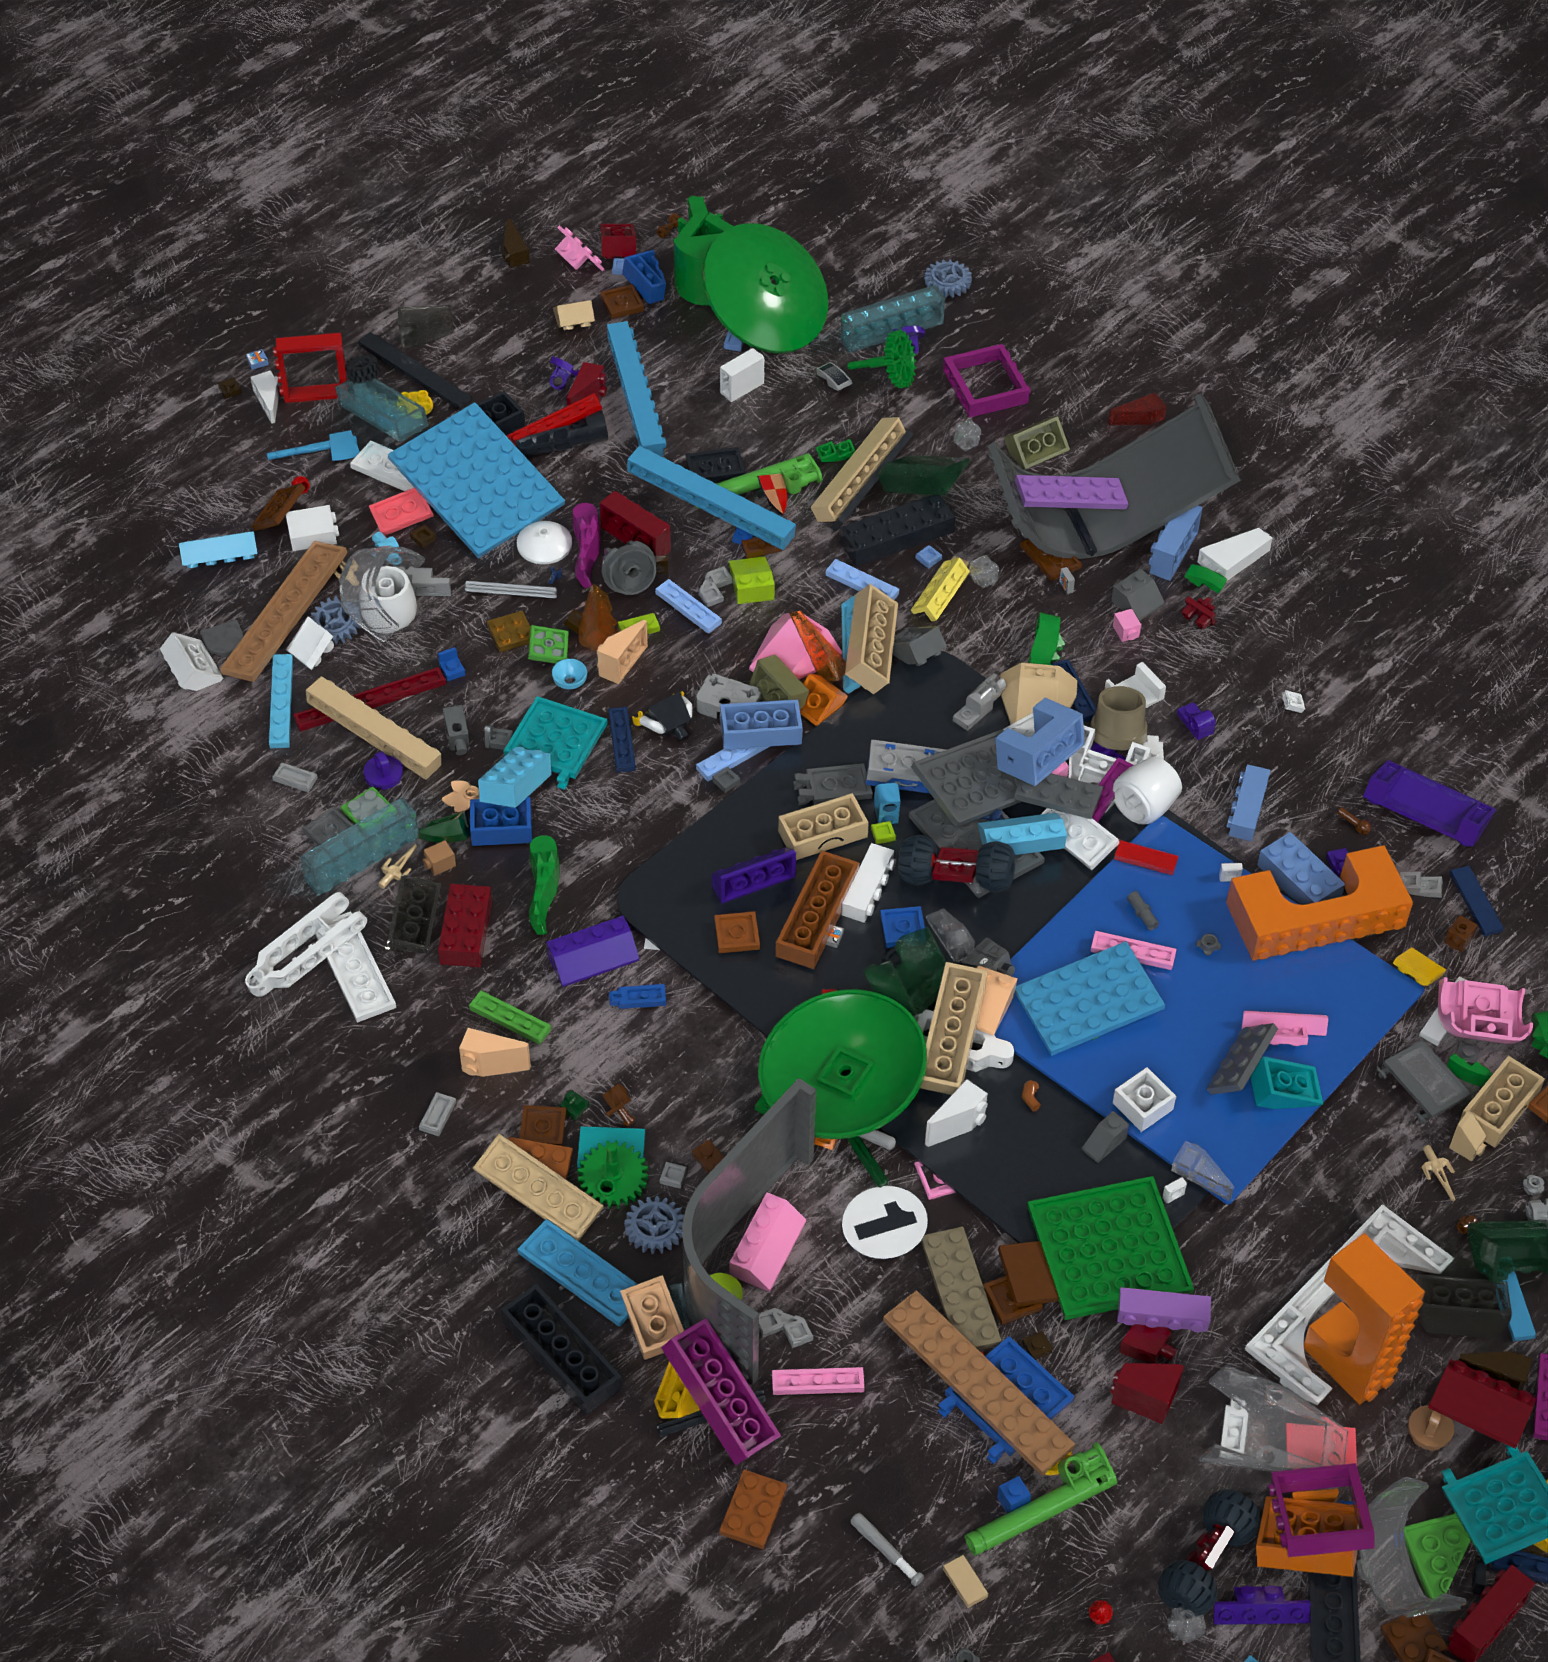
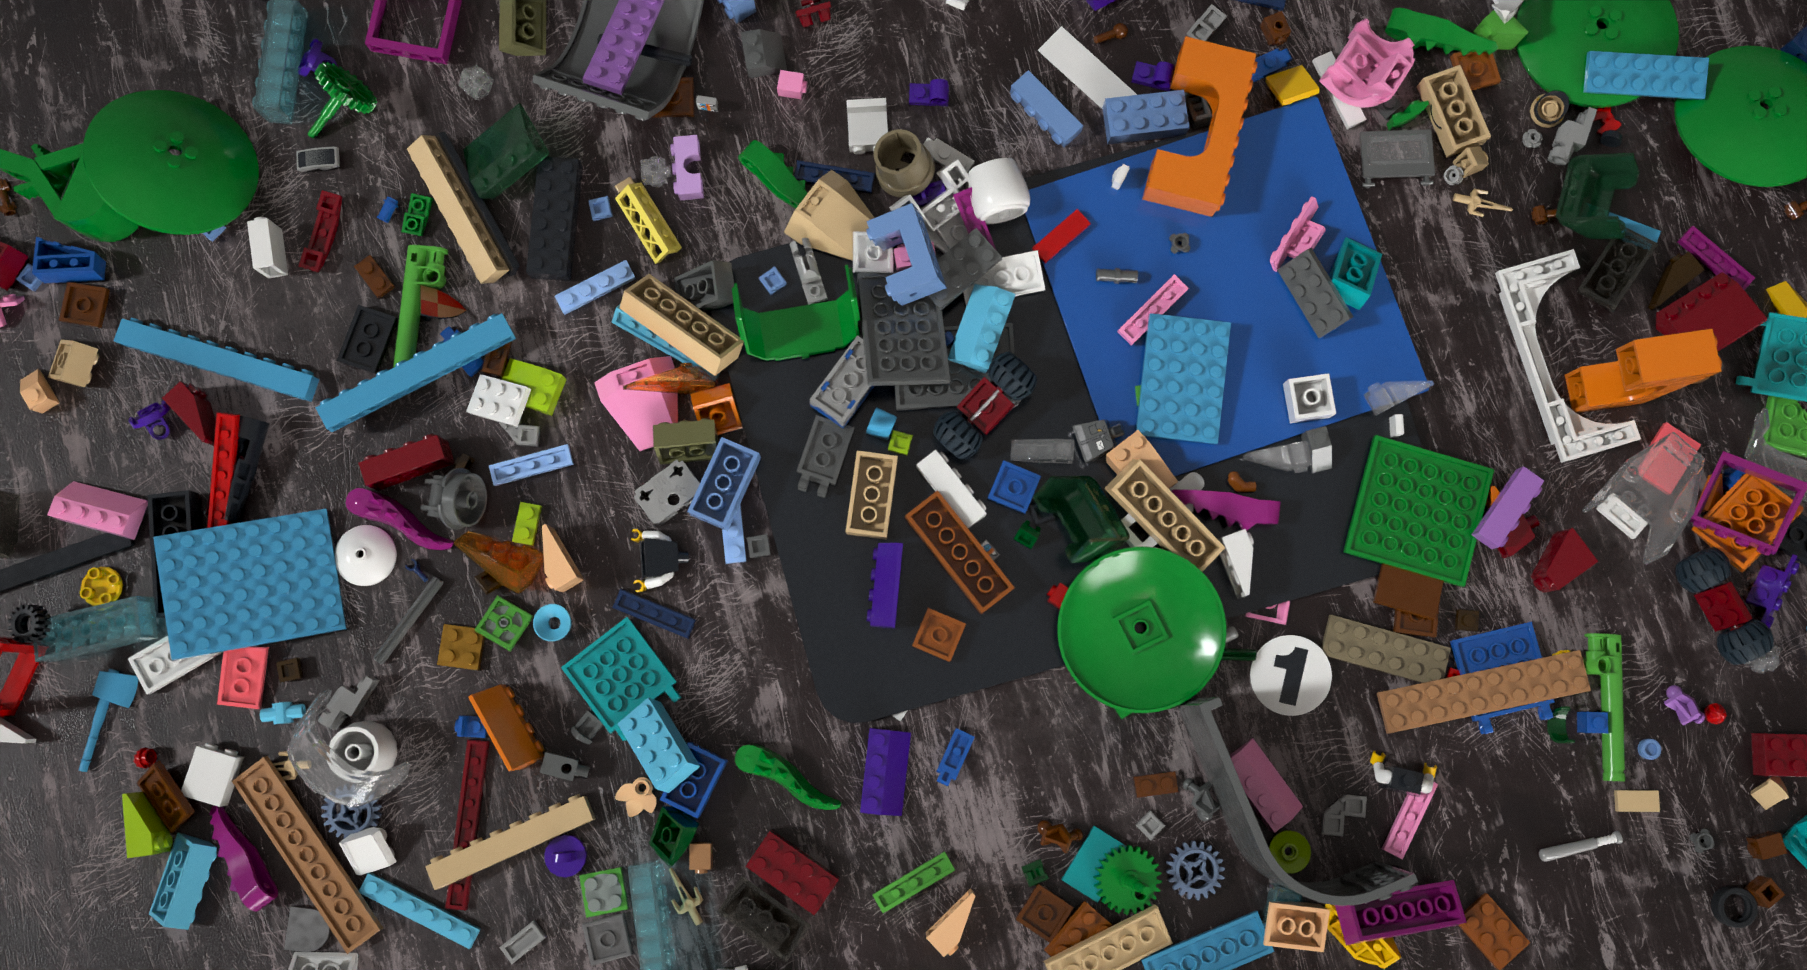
camera: 60 degrees left, 30 degrees up
(246, 502) = (143, 827): none -> lime slope
(252, 579) = (244, 862): none -> magenta animal
(465, 674) = (507, 727): none -> orange slope
(471, 373) = (99, 509): none -> bright pink slope
(537, 306) = (37, 392): none -> light nougat slope
(725, 559) = (498, 400): none -> white plate
(768, 449) = (374, 276): none -> reddish brown plate
(781, 405) = (323, 232): none -> dark red slope
(826, 432) = (387, 209): none -> blue pin
(848, 1350) = (1401, 779): none -> torso
(868, 954) = (1027, 535): none -> dark green tile
(919, 714) = (799, 329): none -> green piece
(954, 686) = (772, 280): none -> medium blue tile
(995, 1472) = (1557, 726): none -> dark green helmet
(1003, 1091) = (1232, 507): none -> magenta animal
(1015, 584) = (686, 150): none -> lavender arch
(1024, 1569) = (1649, 749): none -> medium blue tile
(1078, 1113) = (1285, 457): none -> clear slope
(1088, 1570) = (1683, 705): none -> medium lavender piece
(1310, 813) = (1083, 68): none -> white sticker
(1426, 945) = (1271, 63): none -> blue hinge
(1444, 1134) = (1448, 175): none -> light grey plate

